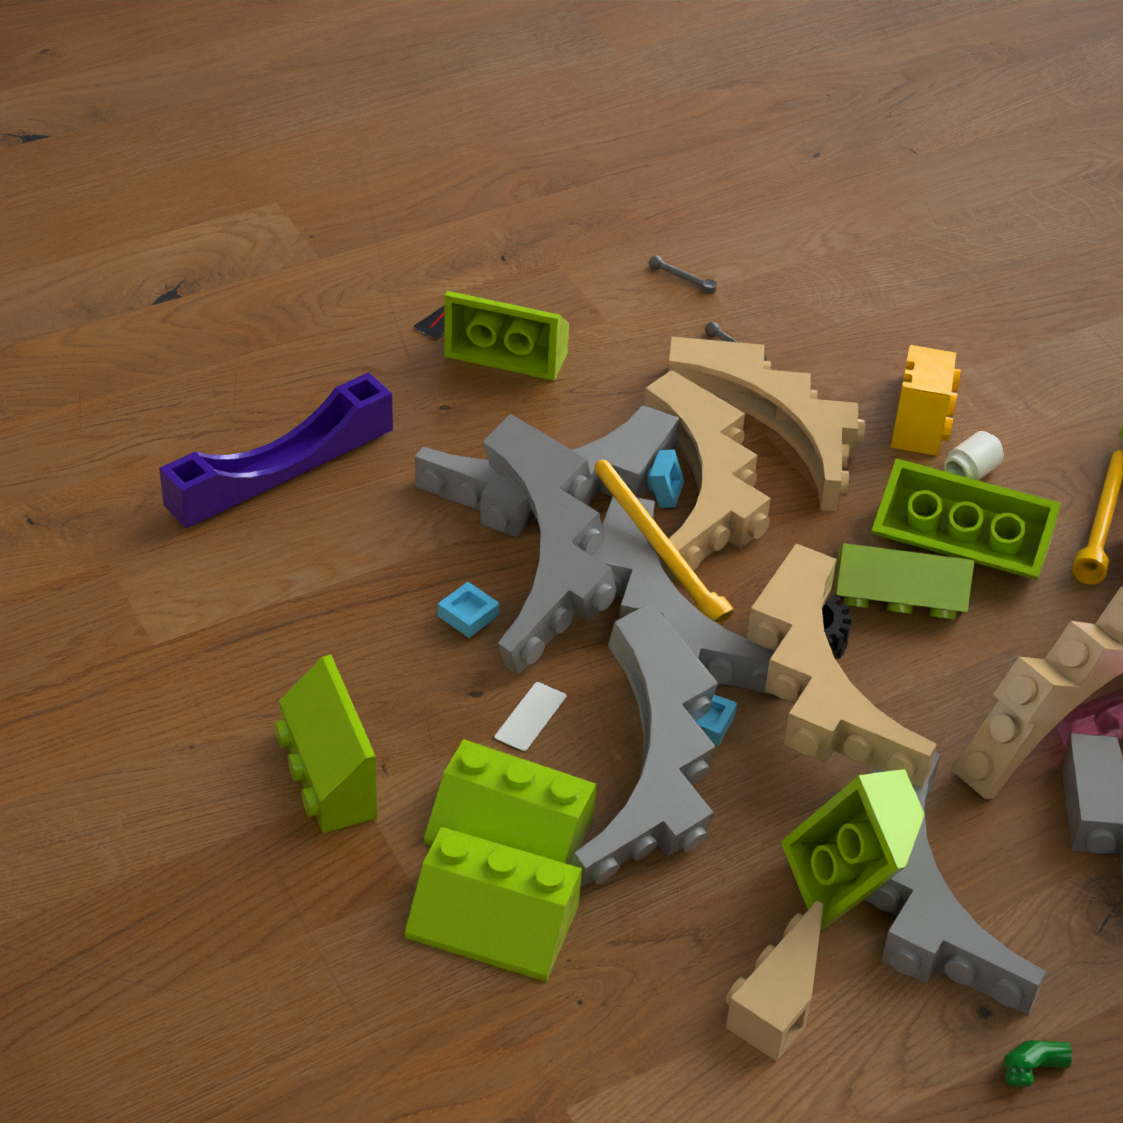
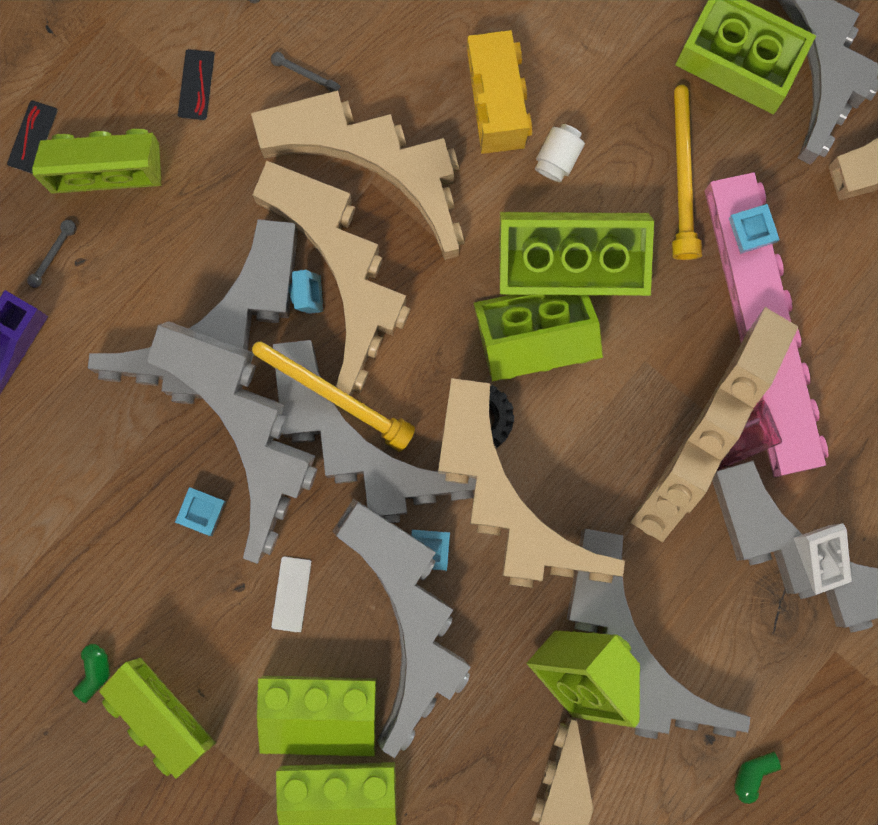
camera: 20 degrees left, 40 degrees up
(265, 715) = (96, 672): none -> green arm
(446, 380) = (68, 228): none -> dark grey hinge
(623, 326) = (196, 84): none -> black sticker

